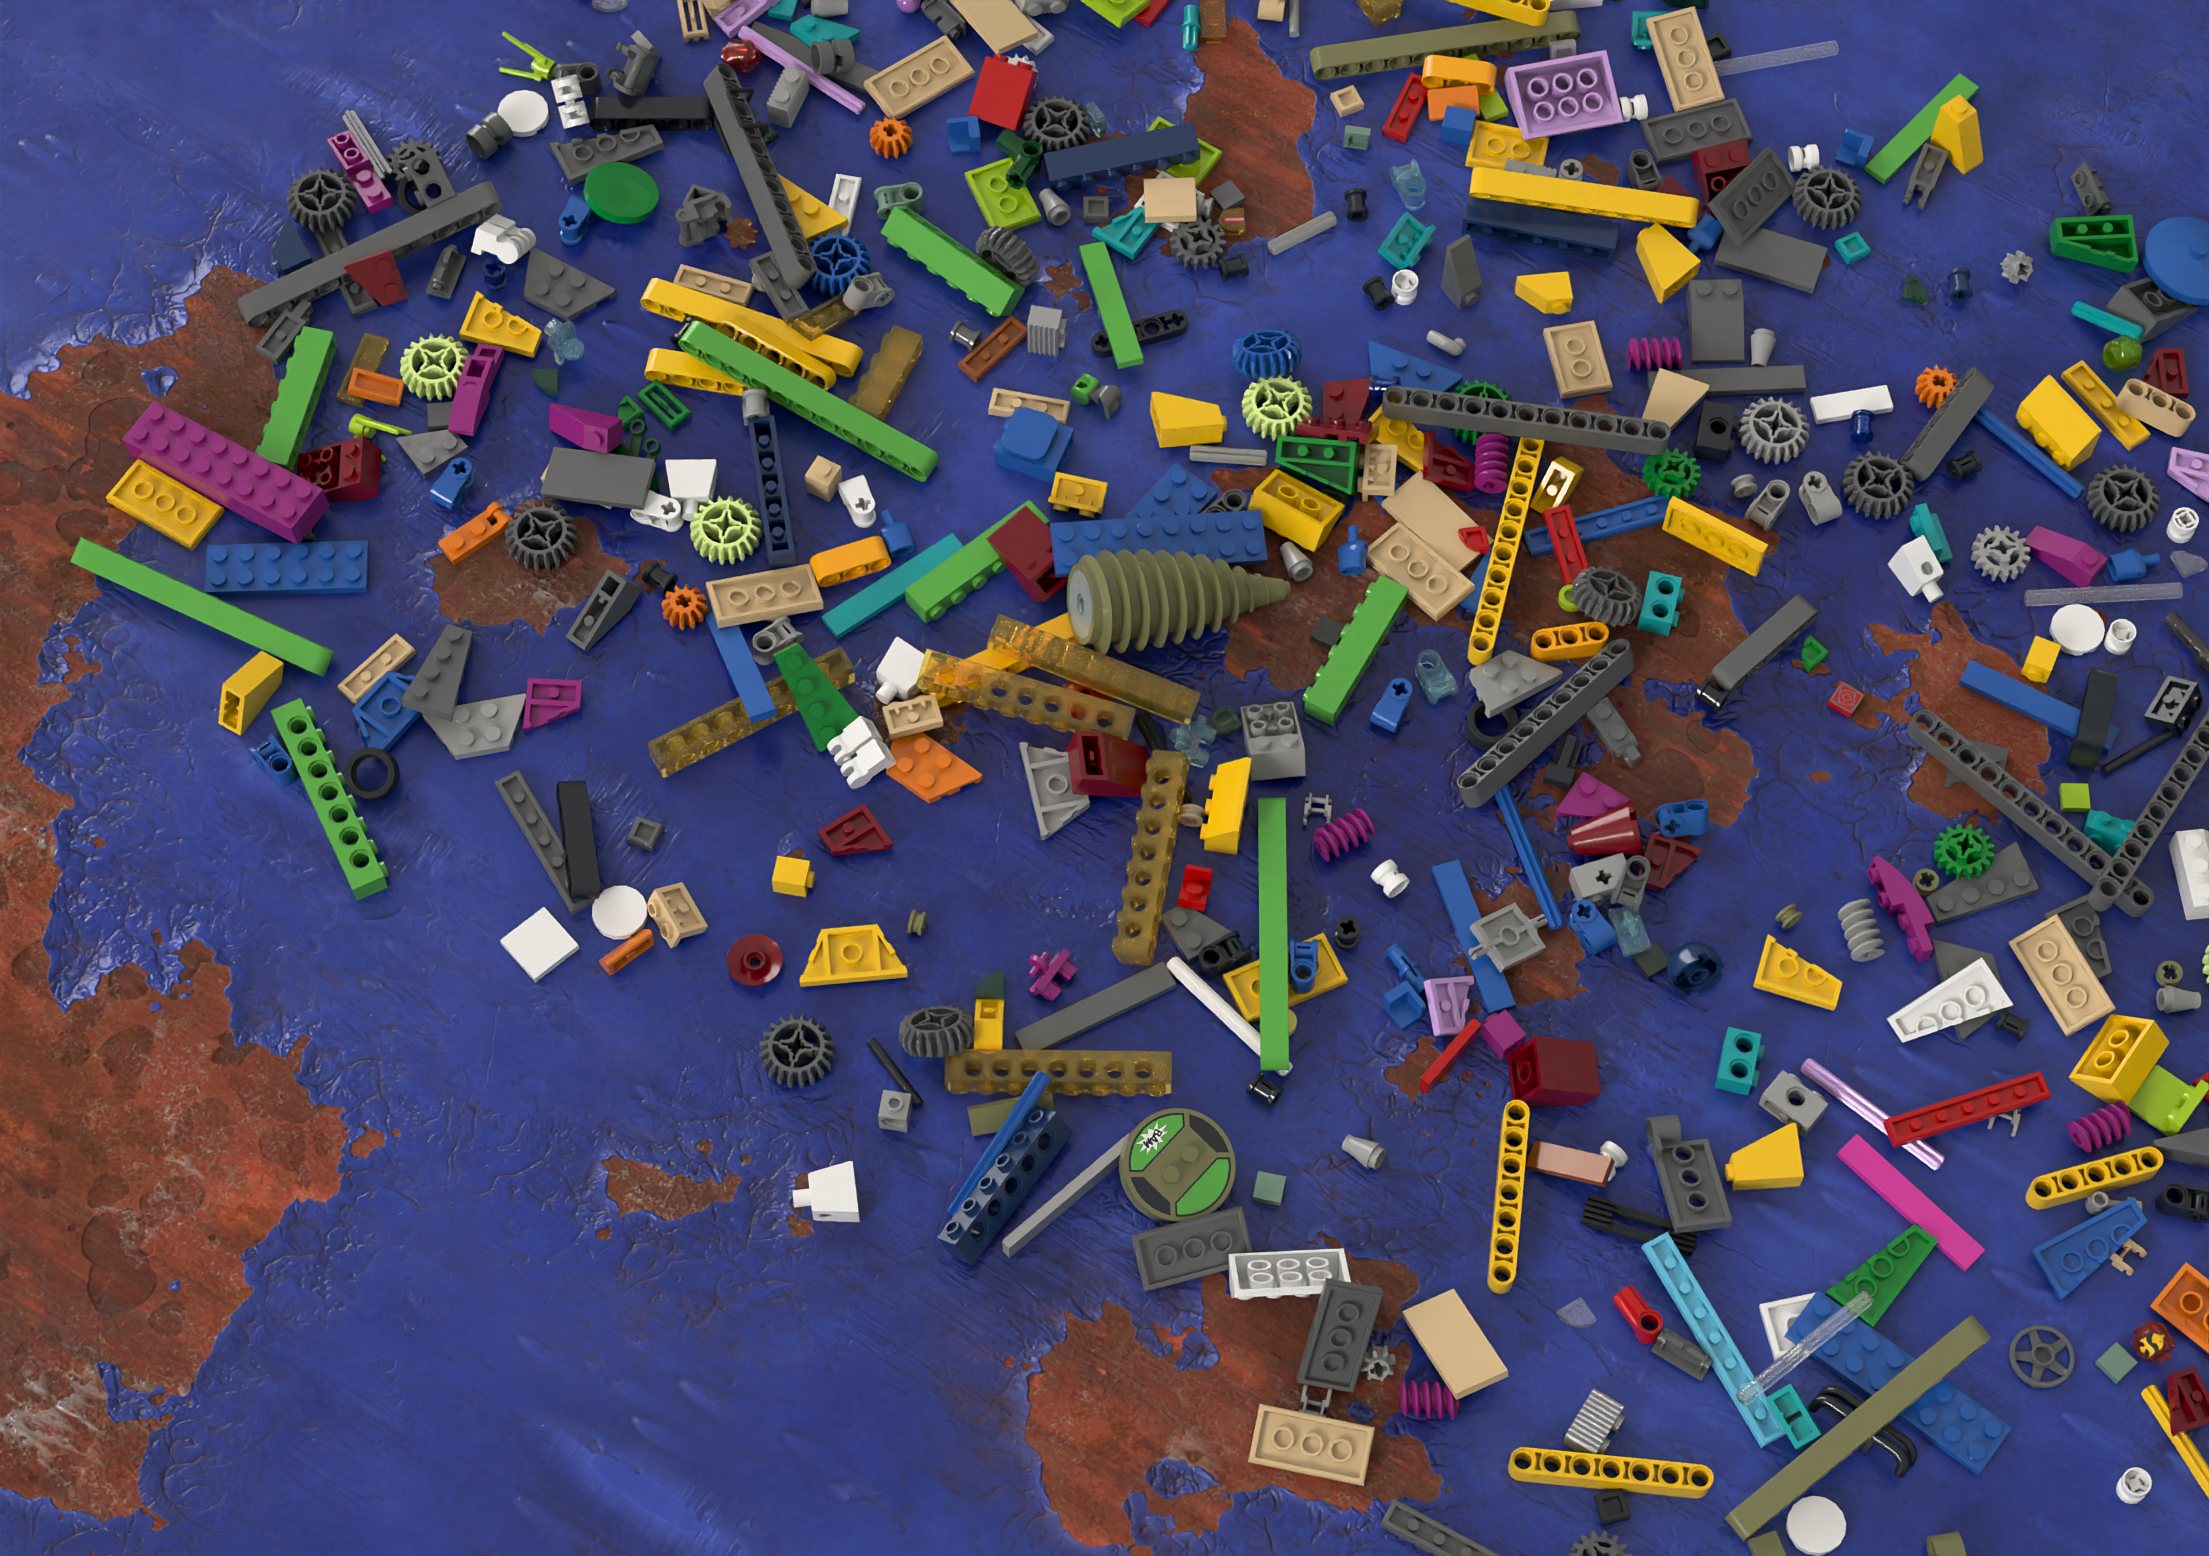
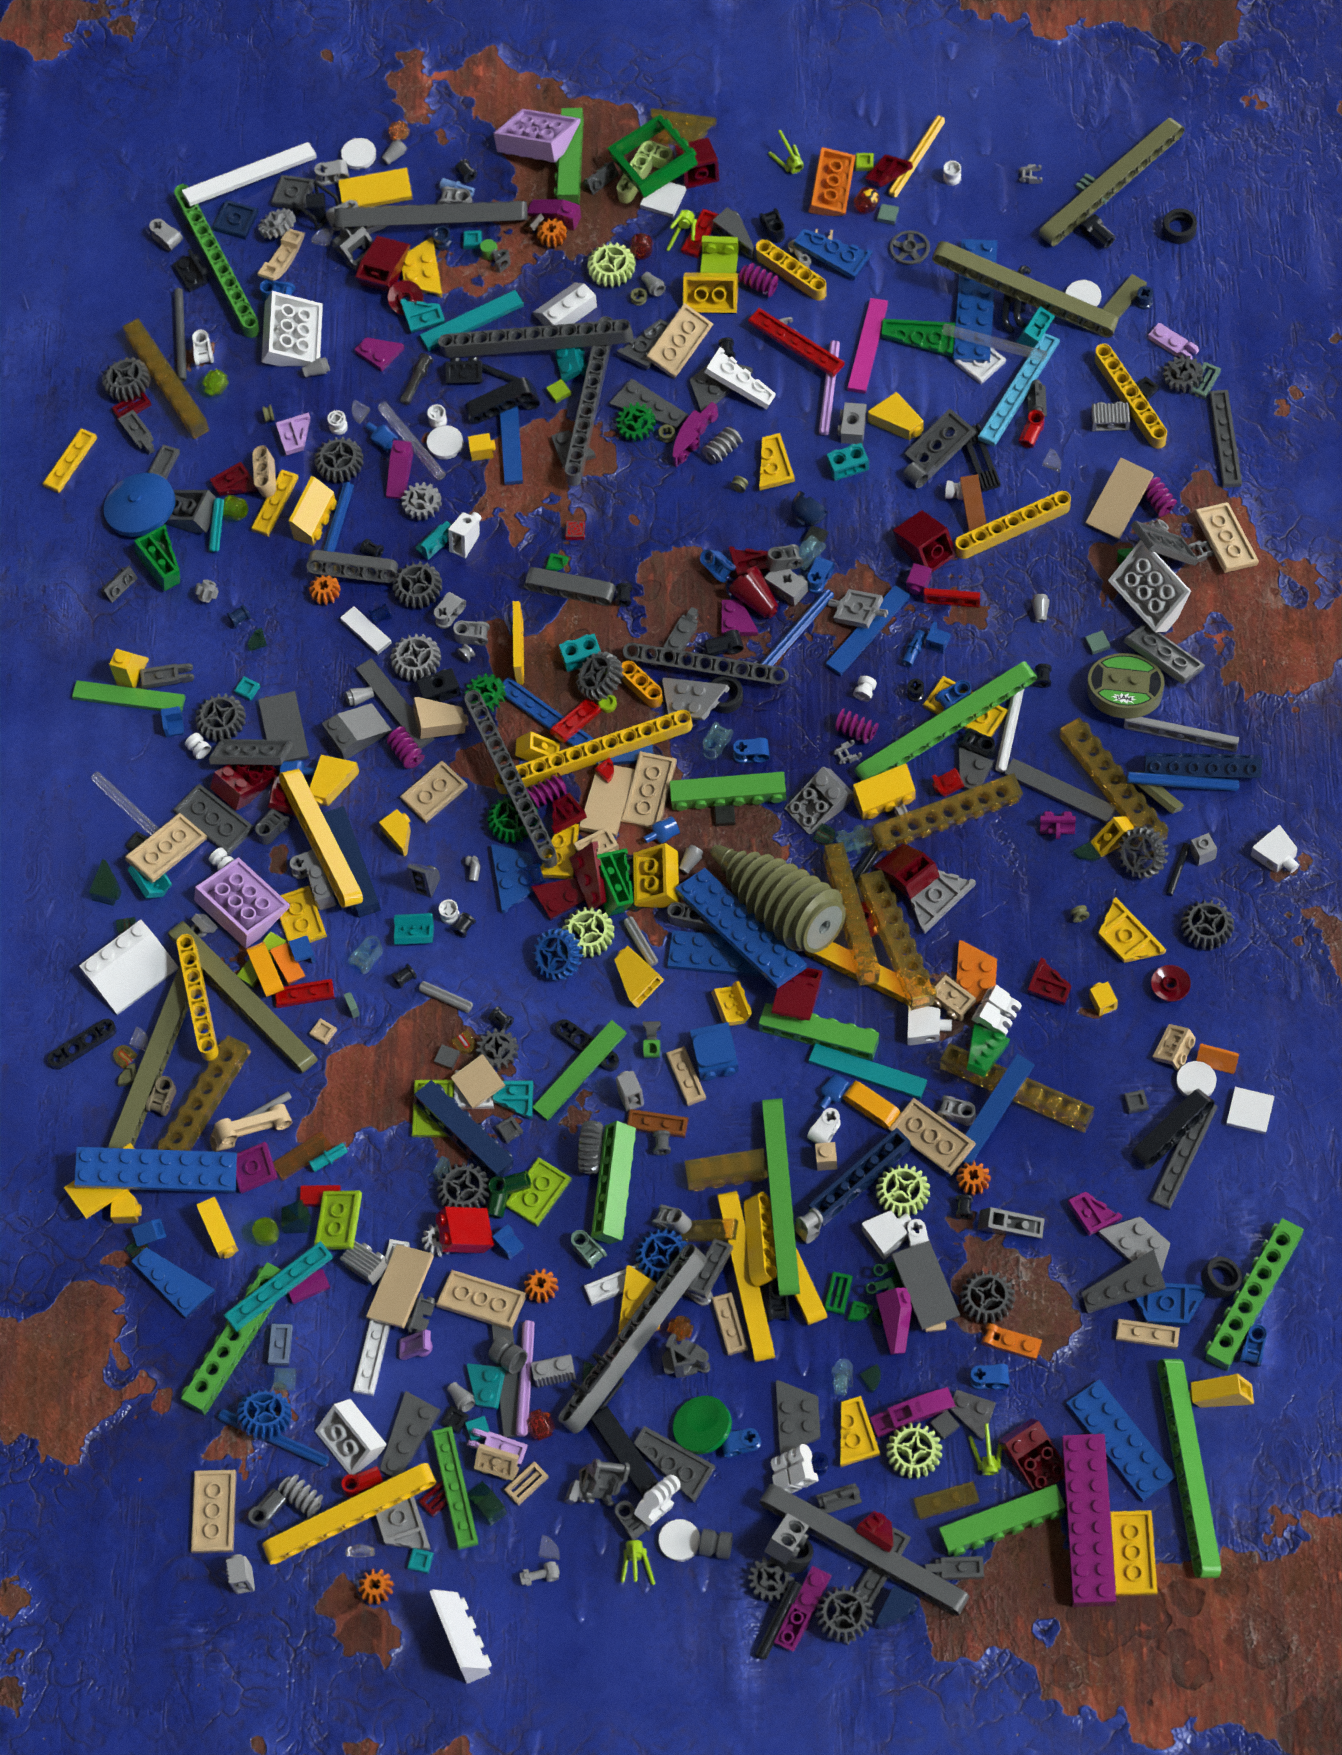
camera: 115 degrees left, 0 degrees up
(376, 387) = (955, 1478): orange tile -> none
(1055, 208) = (526, 1152): light grey cone -> none
(1205, 207) = (464, 1060): light grey bush -> none
(1448, 1003) = (920, 616): lavender wing -> none

